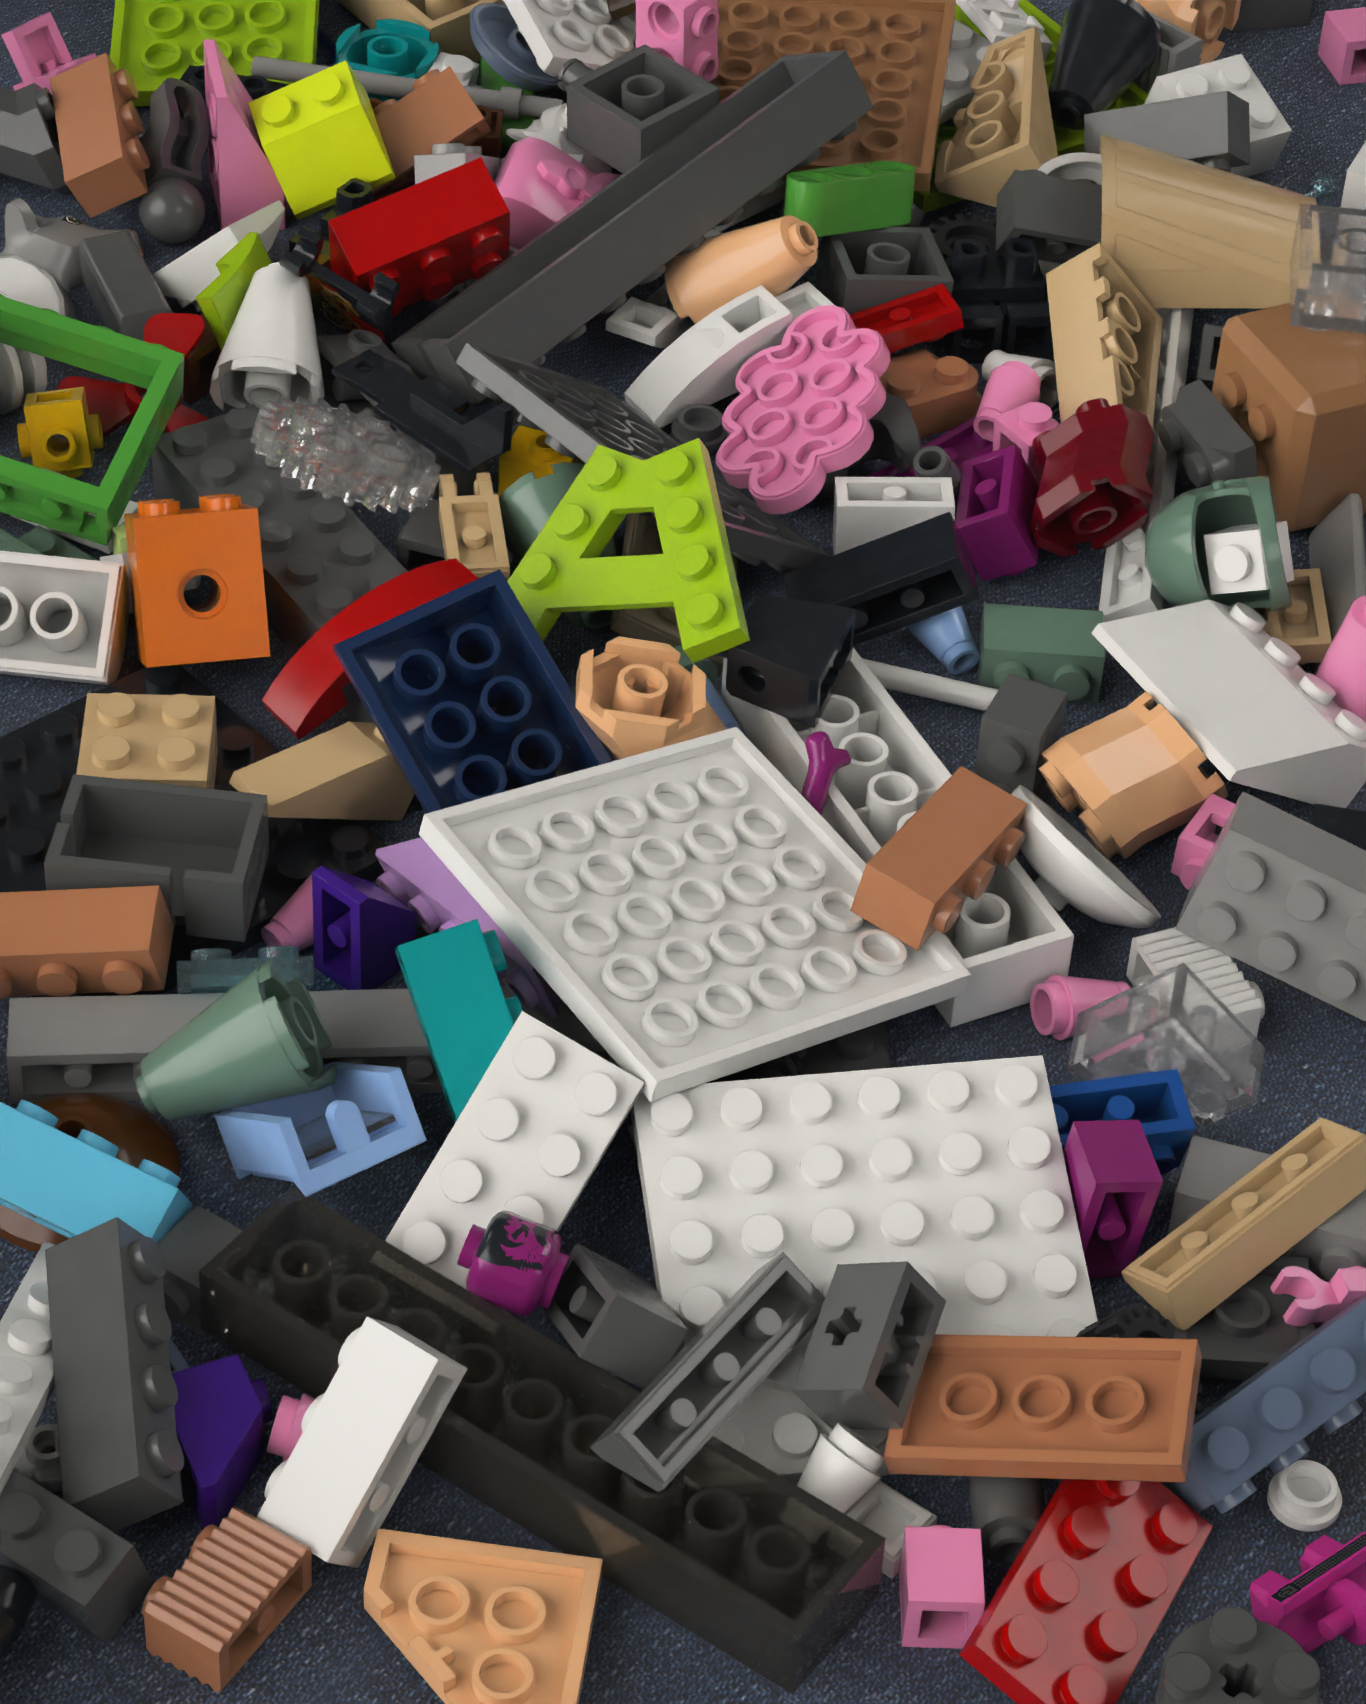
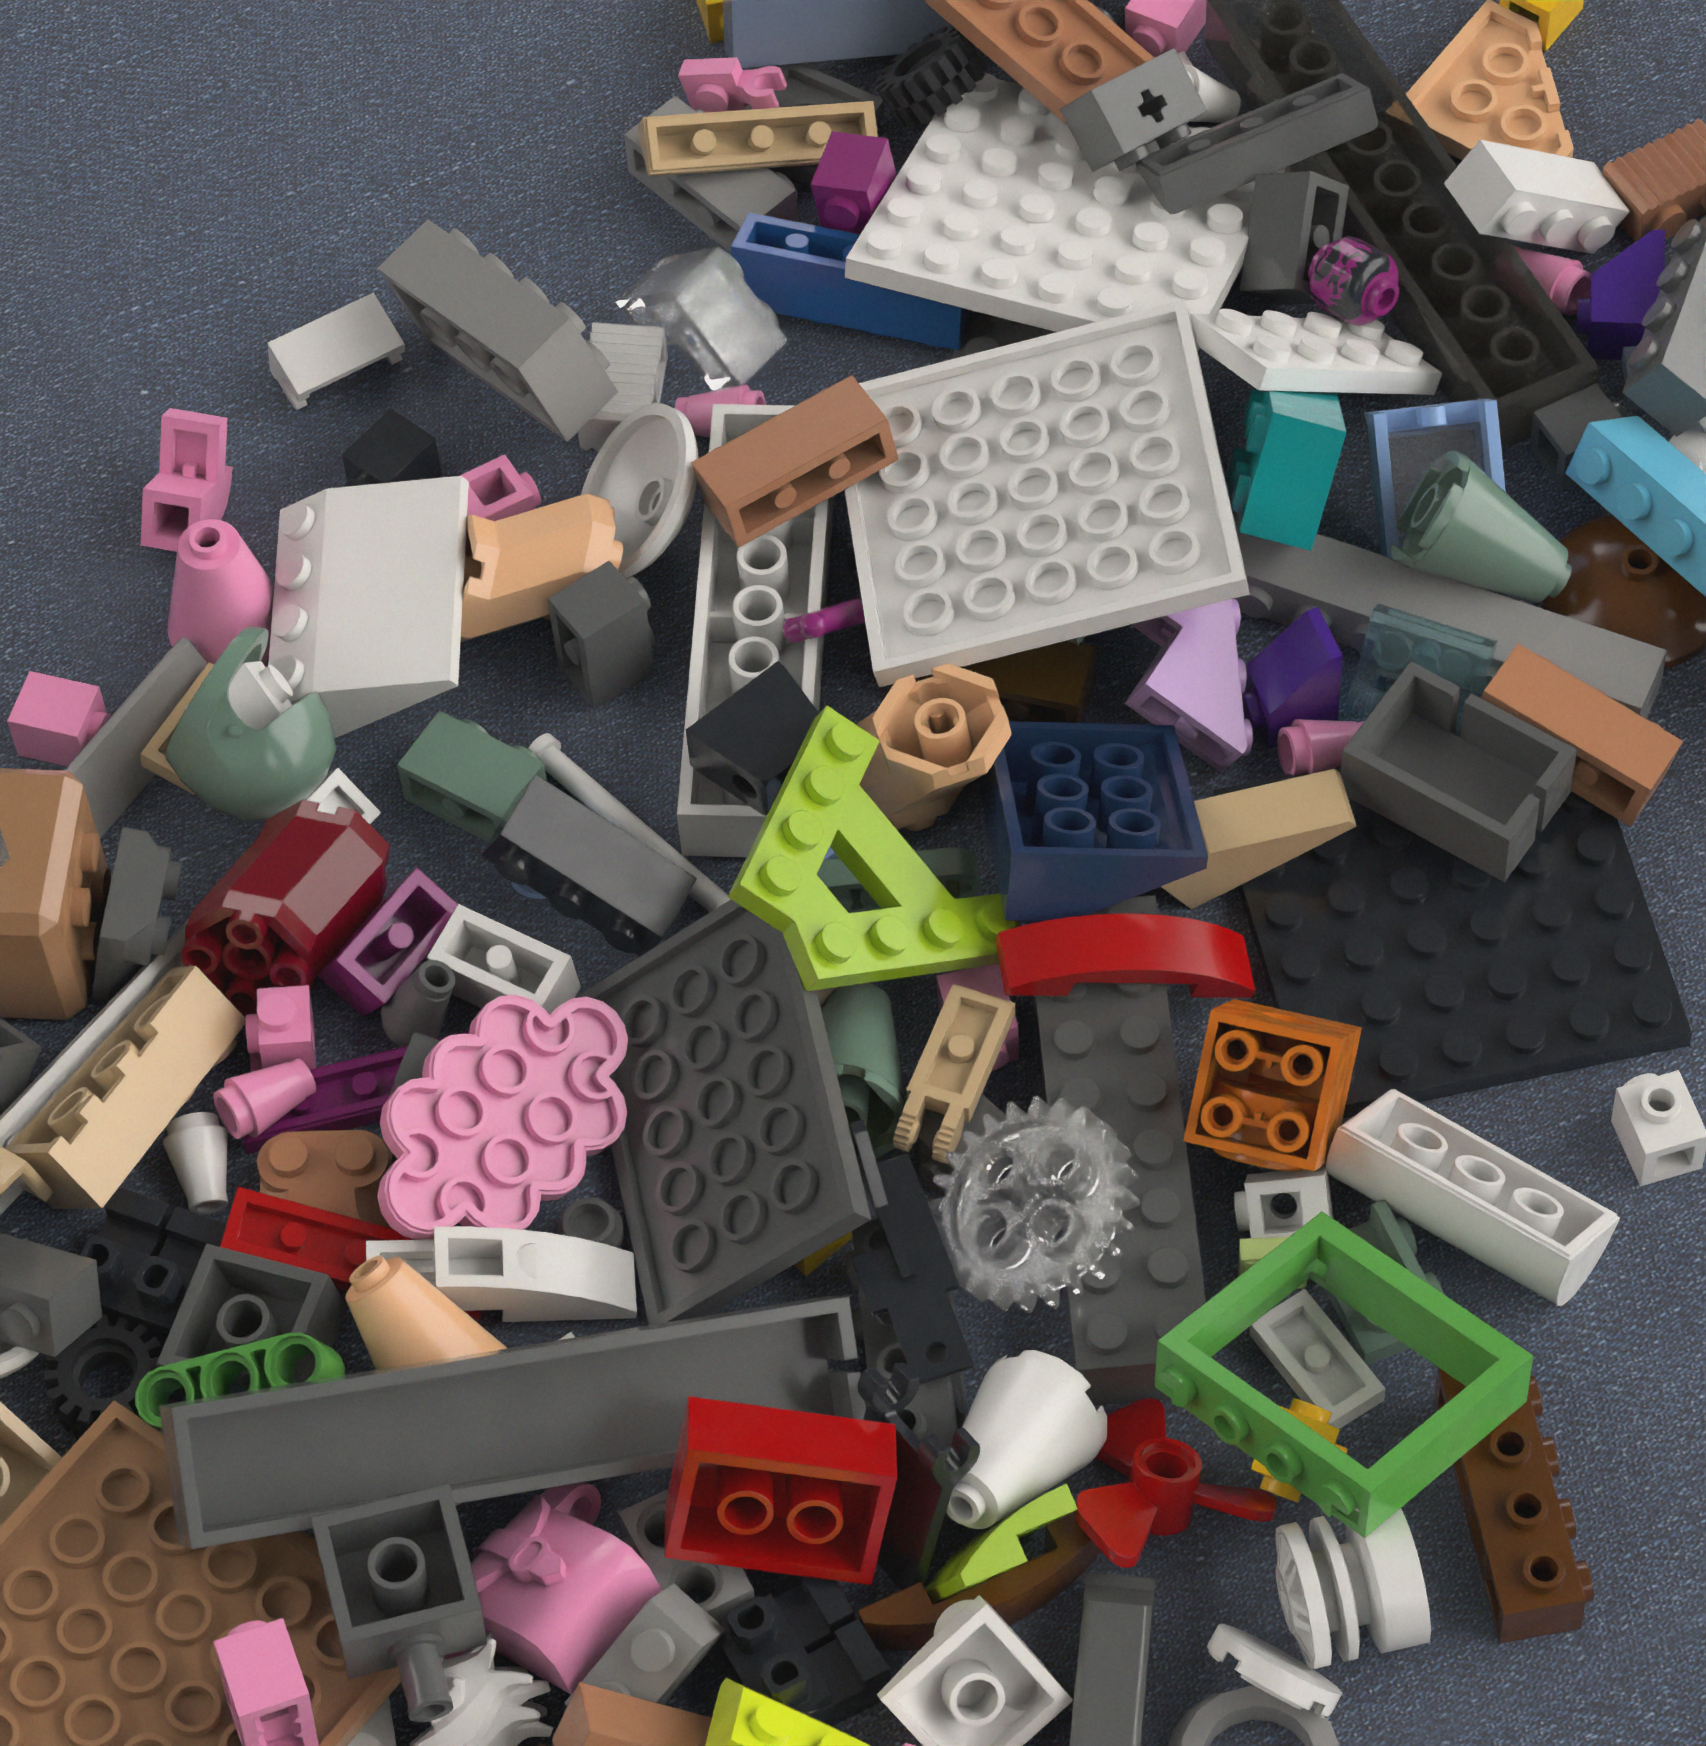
camera: 145 degrees left, 15 degrees up
(150, 738) = (1414, 902): tan brick -> none

